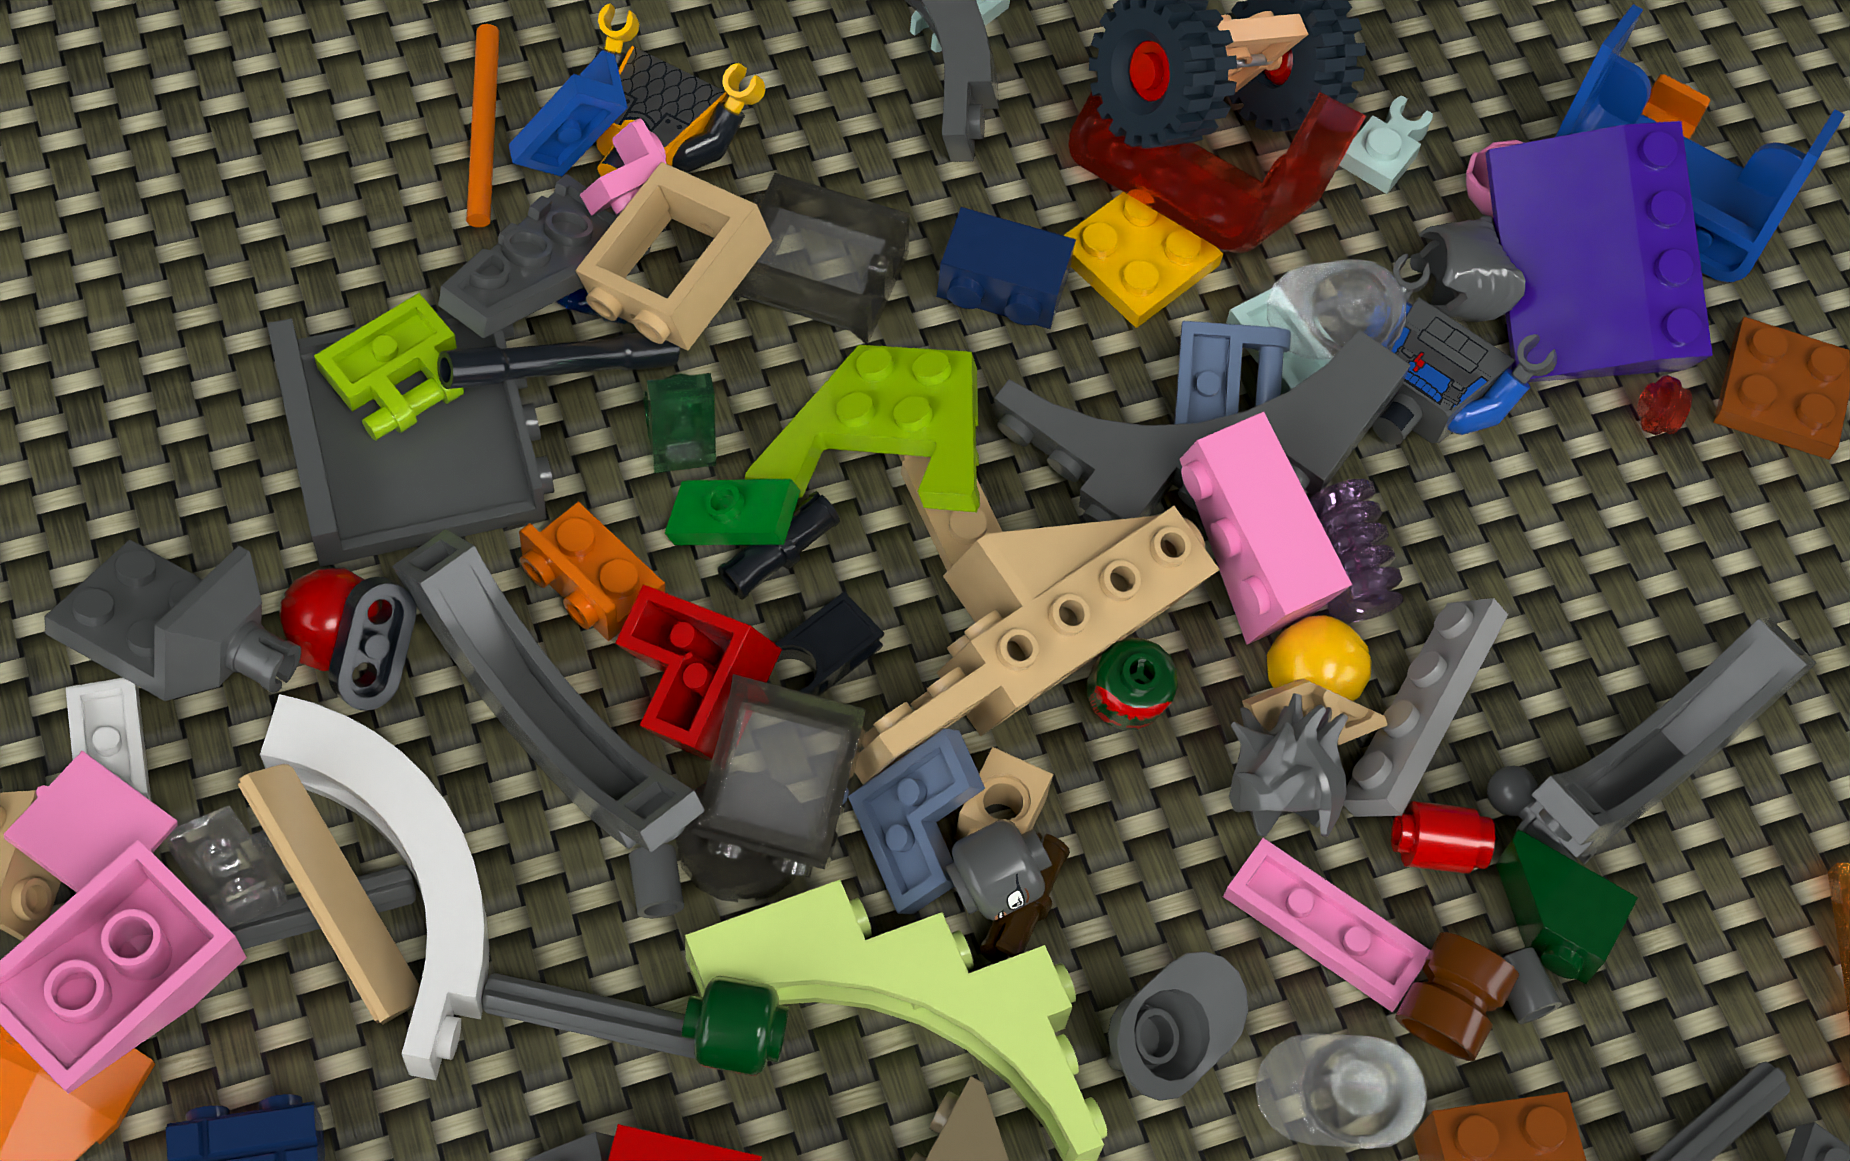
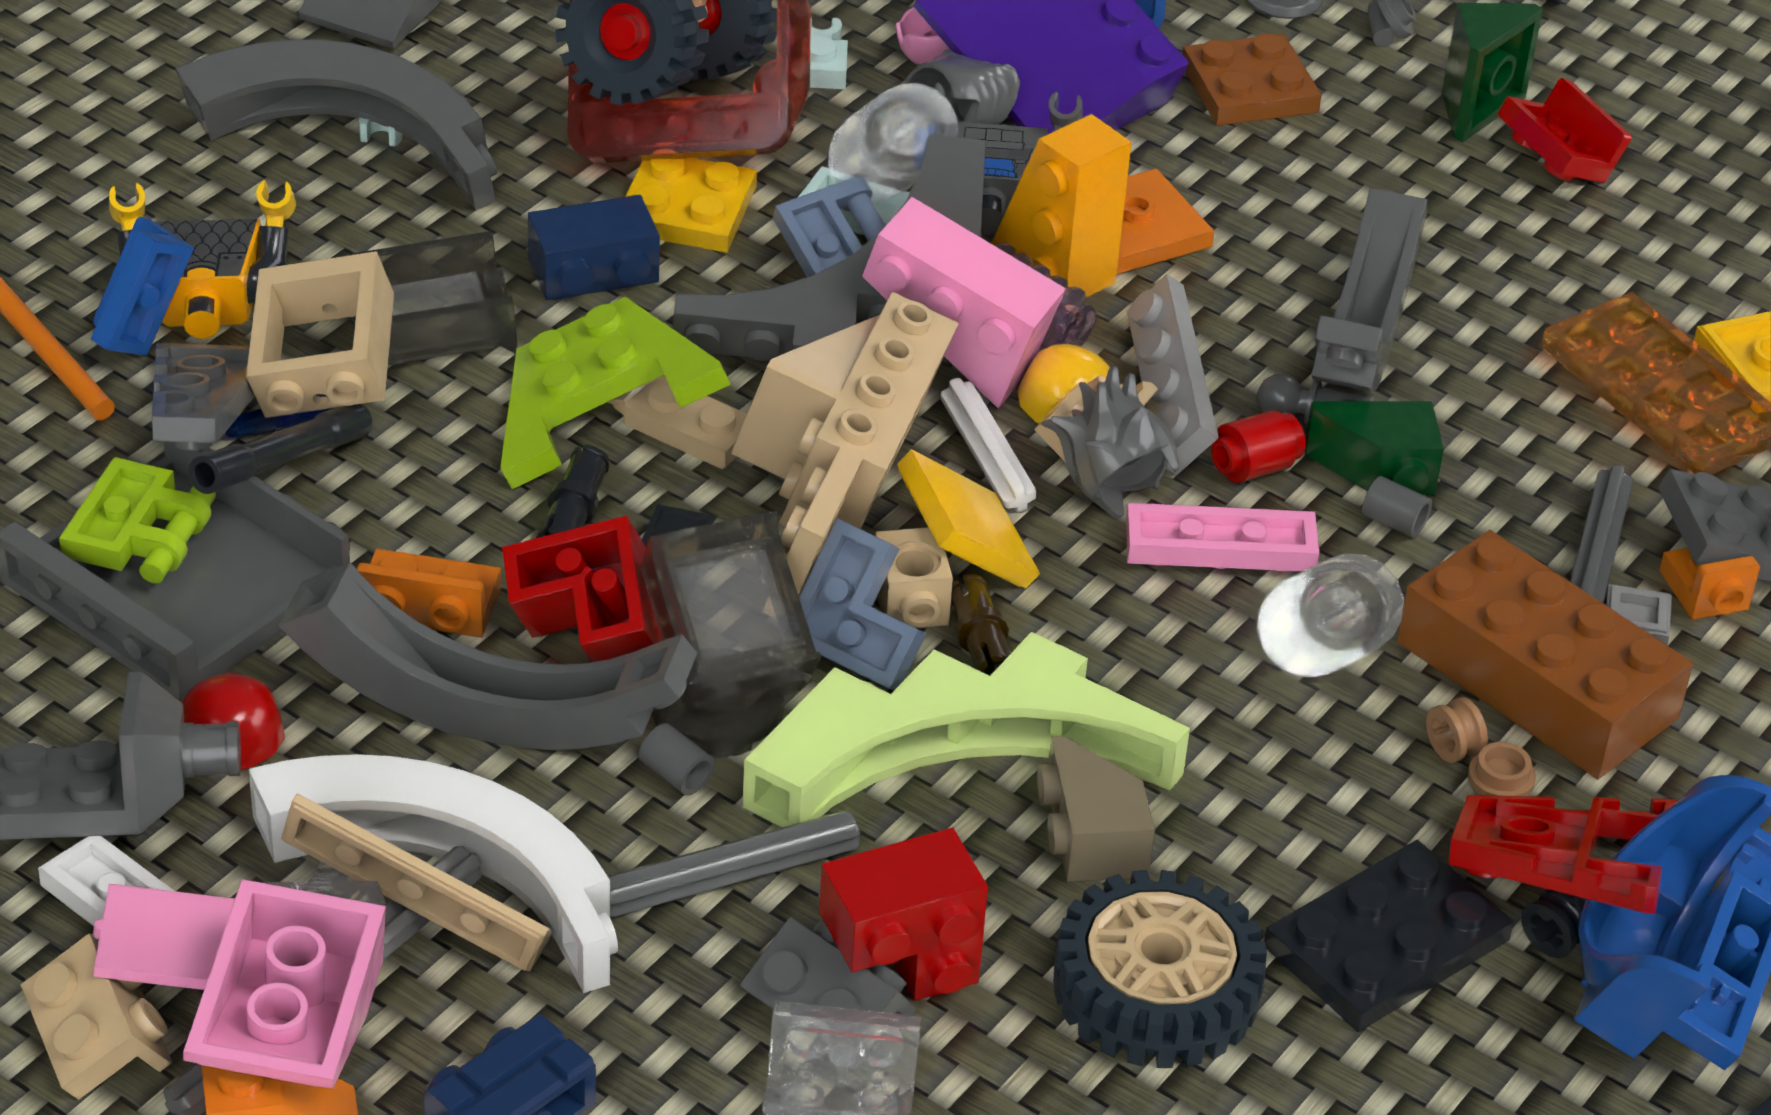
camera: 30 degrees left, 20 degrees down
(375, 640) = (293, 701): black plate -> none
(641, 155) = (229, 290): bright pink bracket -> none
(681, 422) = (423, 453): clear green plate -> none
(733, 512) = (518, 491): green plate -> none
(736, 1025) = (843, 789): dark green head -> none
(998, 869) = (956, 594): dark grey head -> none
(1094, 775) = (967, 519): none -> yellow tile
(1132, 683) = (948, 439): dark green head -> none
(1178, 1025) = (1170, 640): dark grey piece -> none
(1195, 688) = (988, 445): none -> white axle
(1445, 482) = (1072, 204): none -> light orange wedge
(1460, 989) = (1357, 515): reddish brown wheel -> none
(1538, 500) = (1158, 223): none -> orange plate
(1664, 406) = (1176, 121): clear red plate -> none

